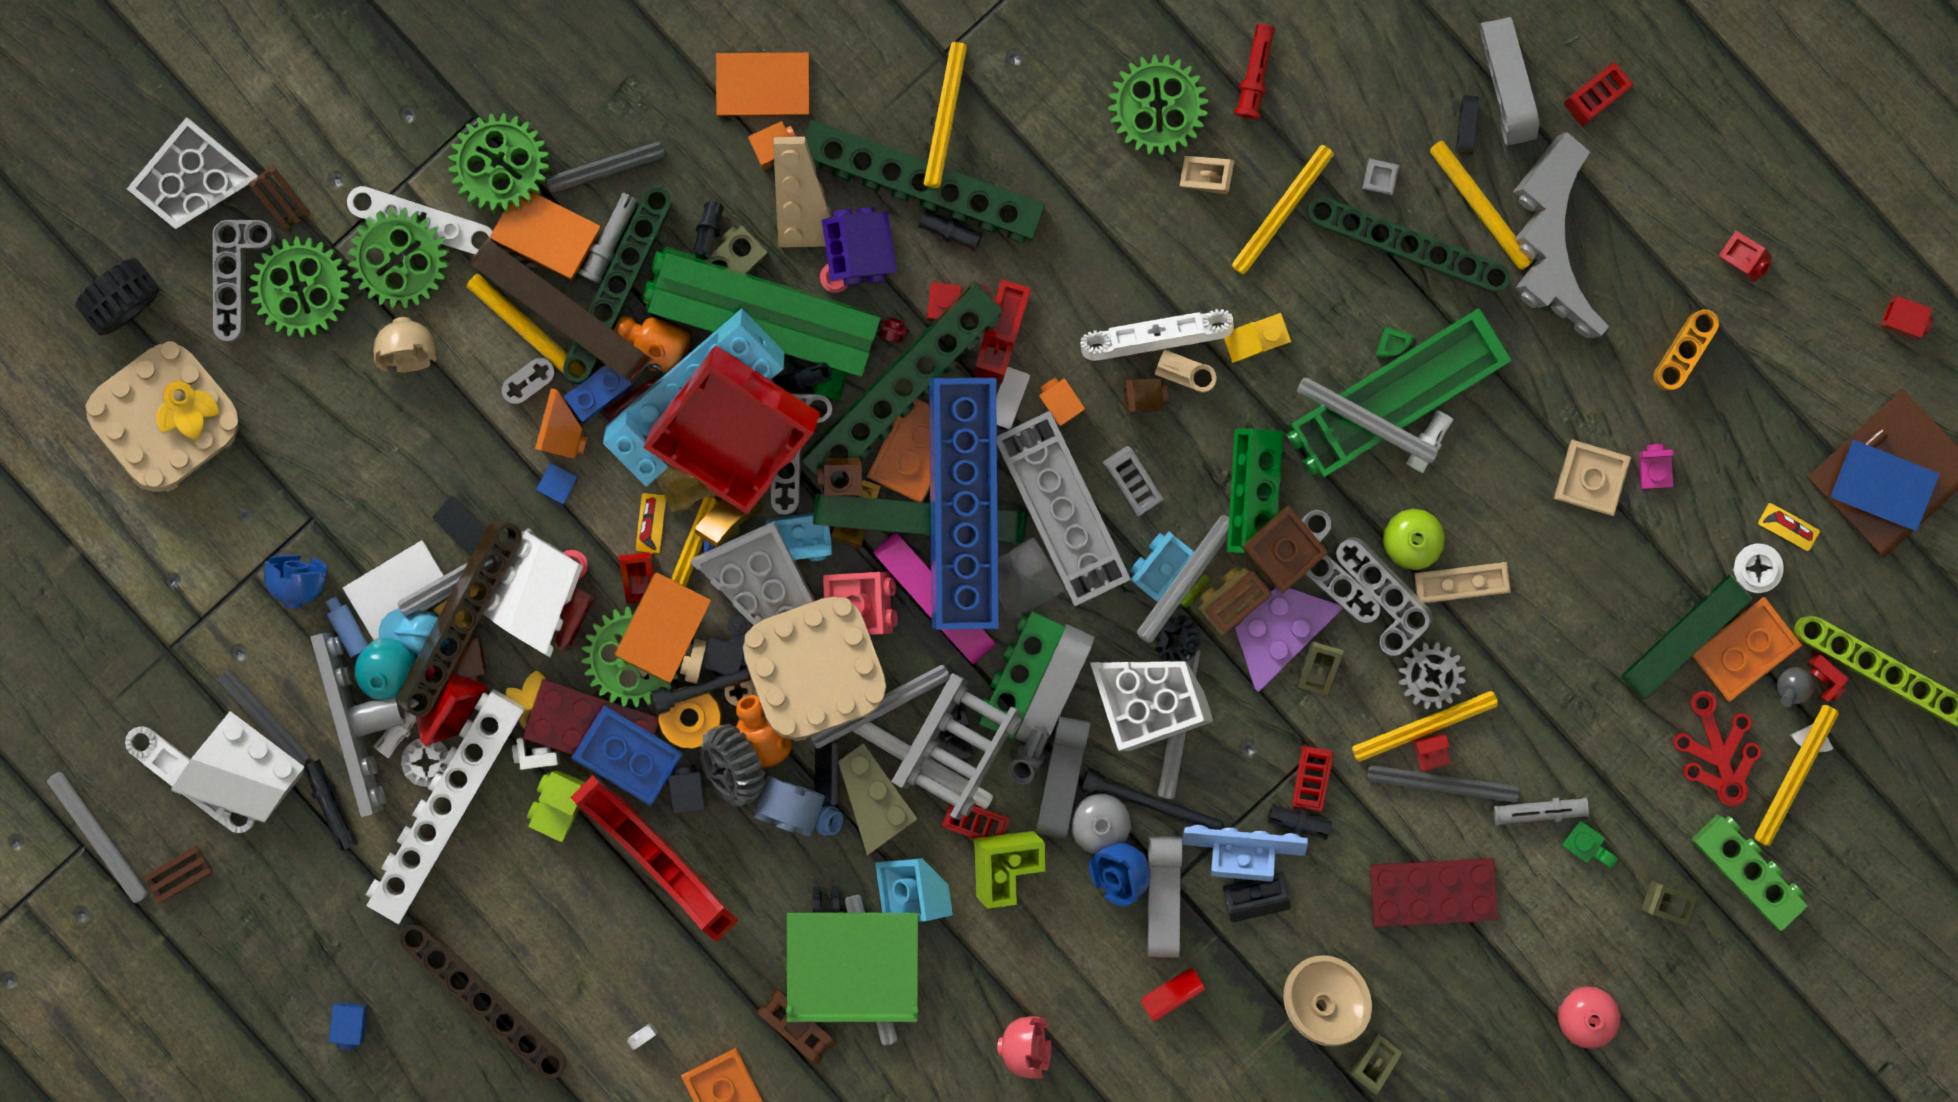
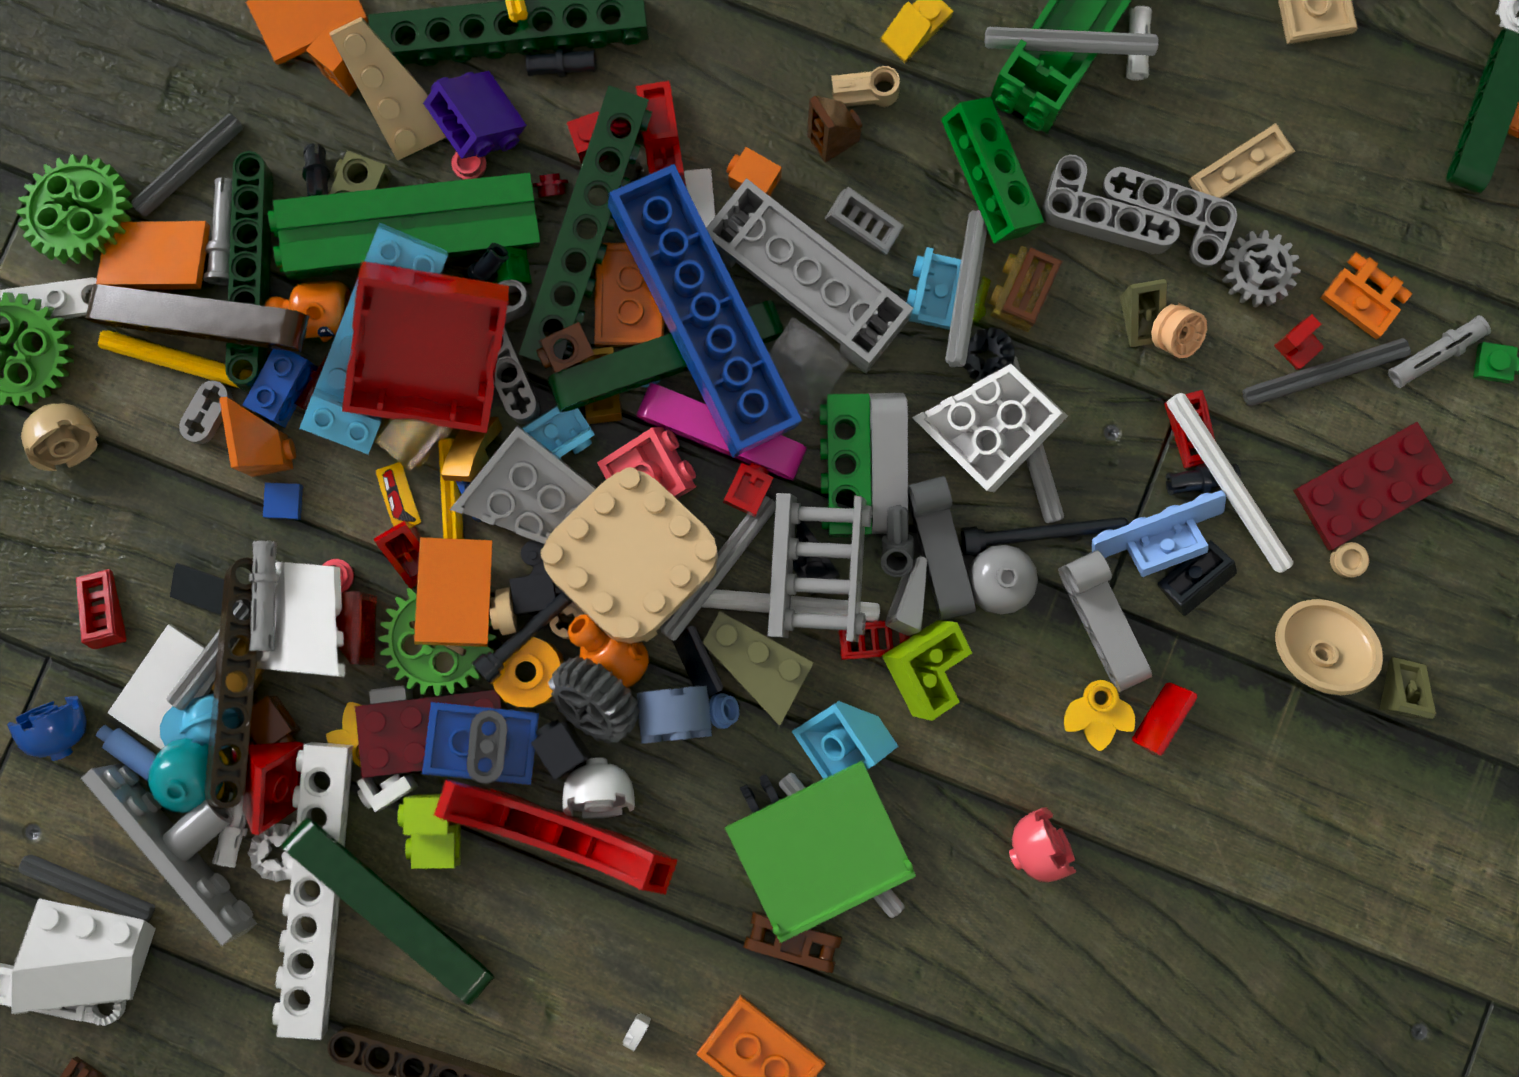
camera: 25 degrees left, 5 degrees down
(331, 808) = (189, 941): black pin -> none
(365, 526) = (113, 622): none -> red slope
(496, 851) = (387, 910): none -> dark green beam
(514, 562) = (263, 595): none -> light grey pin
(573, 682) = (390, 694): none -> light grey tile
(632, 761) = (487, 746): none -> dark grey plate
(701, 836) = (598, 790): none -> white cylinder
(933, 656) = (749, 488): none -> red bracket
(1014, 808) = (908, 603): none -> light grey slope
(1120, 872) = (1050, 618): blue cylinder -> none
(1122, 971) = (1098, 720): none -> yellow plate
(1140, 336) = (816, 66): white piece -> none
(1280, 630) = (1086, 298): medium lavender wing -> none
(1284, 549) = (1053, 206): reddish brown tile -> none
(1316, 835) = (1229, 482): none -> white axle
(1338, 695) = (1179, 330): none -> light nougat wheel
(1384, 941) = (1349, 560): none -> tan tile
(1401, 534) = (1172, 145): lime cylinder -> none
(1425, 726) = (1278, 324): yellow axle -> none
(1499, 742) = (1362, 303): none -> orange plate

